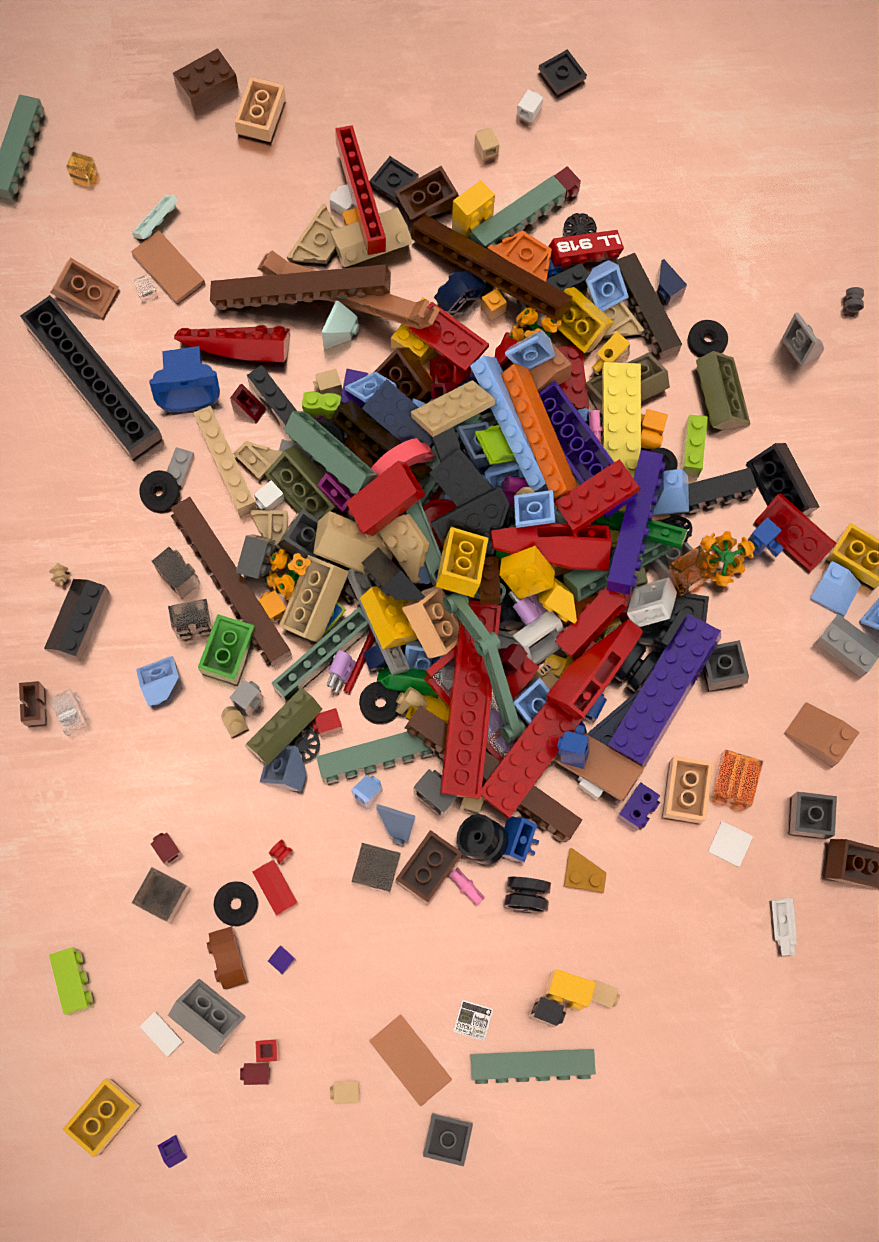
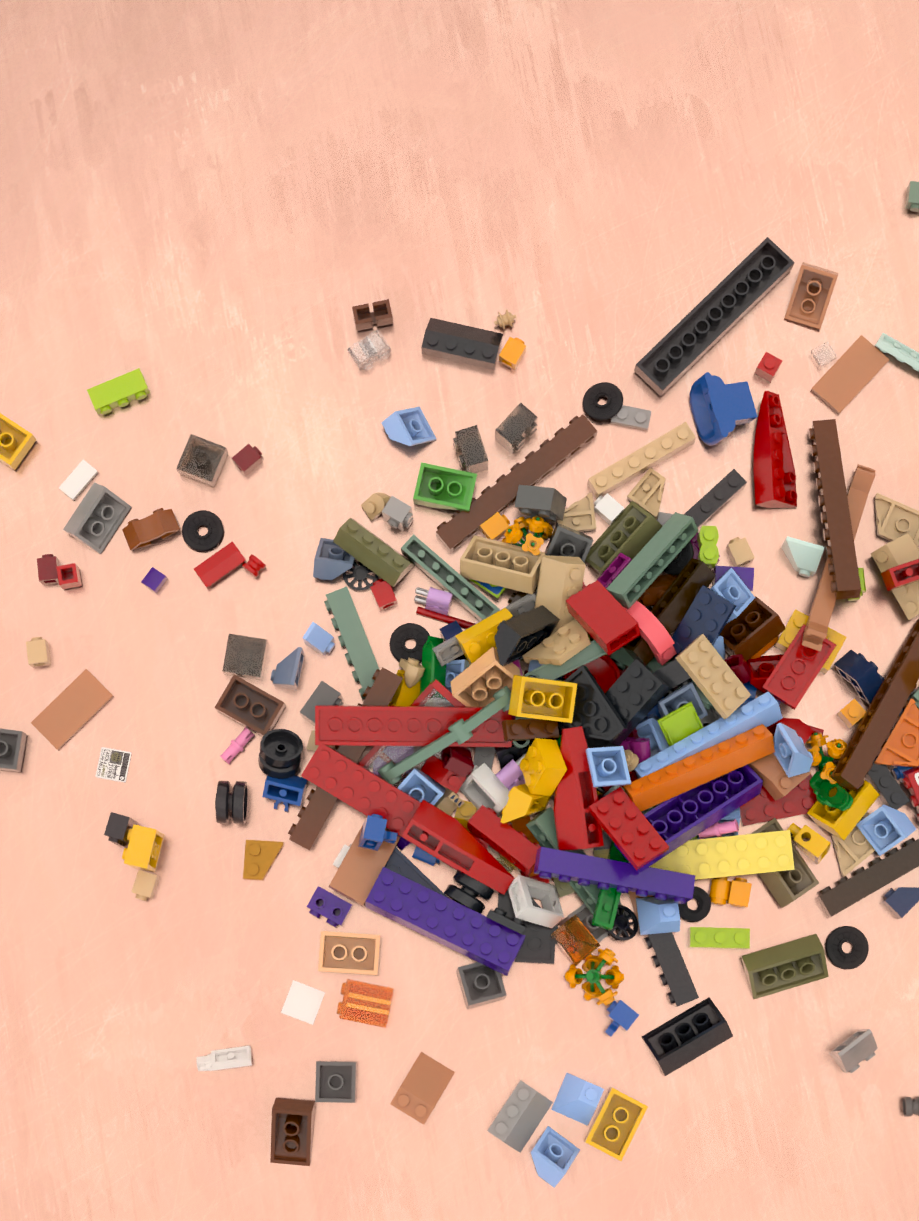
camera: 90 degrees right, 5 degrees up
(95, 569) = (512, 352): none -> light orange brick
(149, 335) = (768, 367): none -> brick
(246, 403) = (706, 474): dark red slope -> none
(532, 1064) = (75, 822): sand green brick -> none
(578, 316) = (822, 787): none -> green piece
(798, 533) = (633, 1050): red plate -> none

